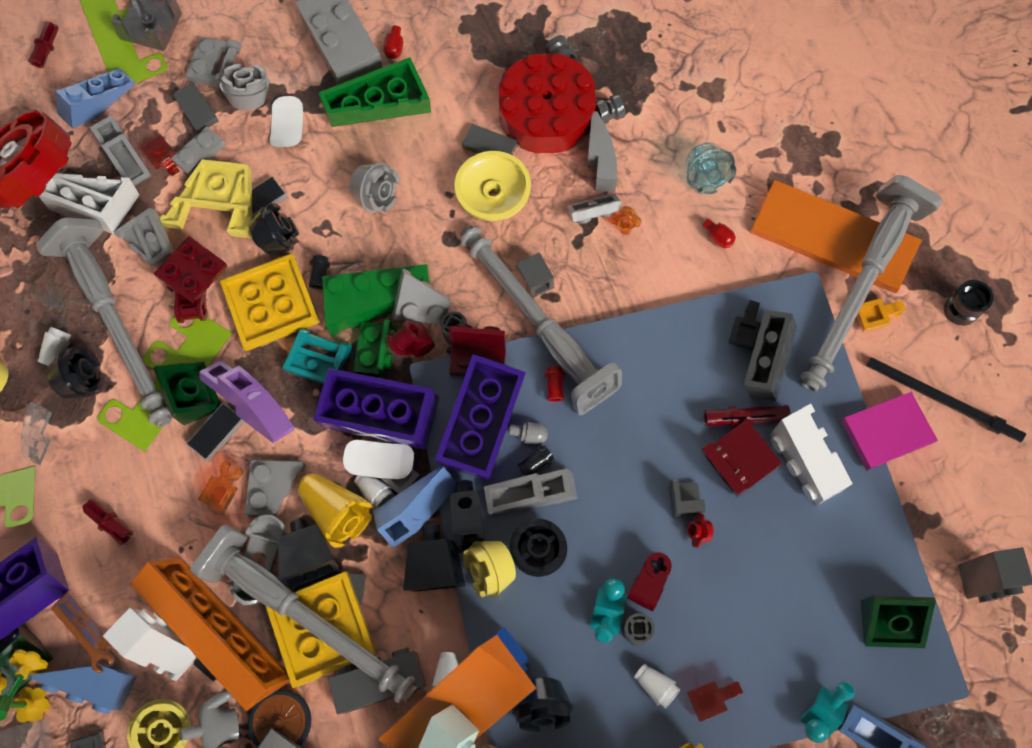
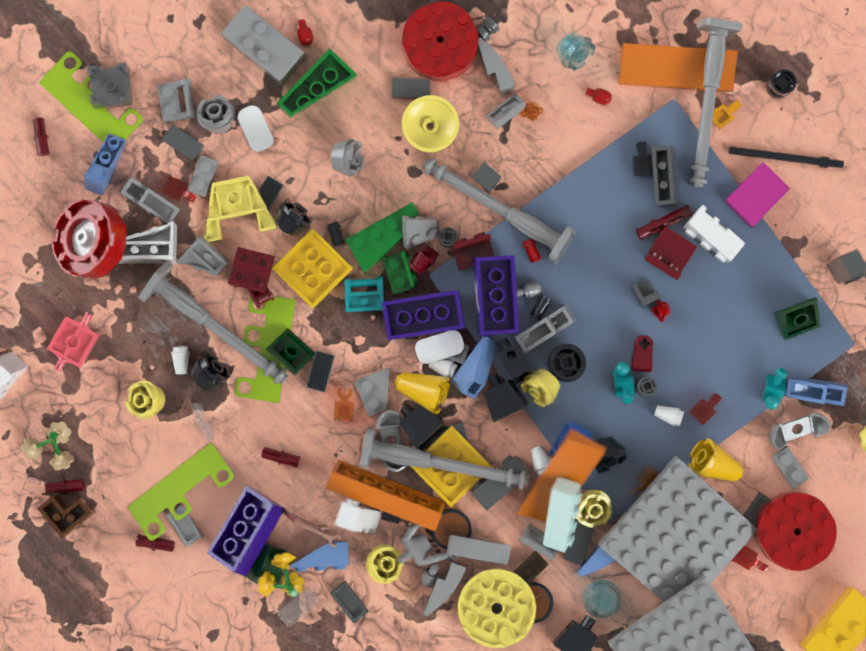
camera: 25 degrees left, 15 degrees up
(250, 398) = (334, 340): medium lavender slope -> none

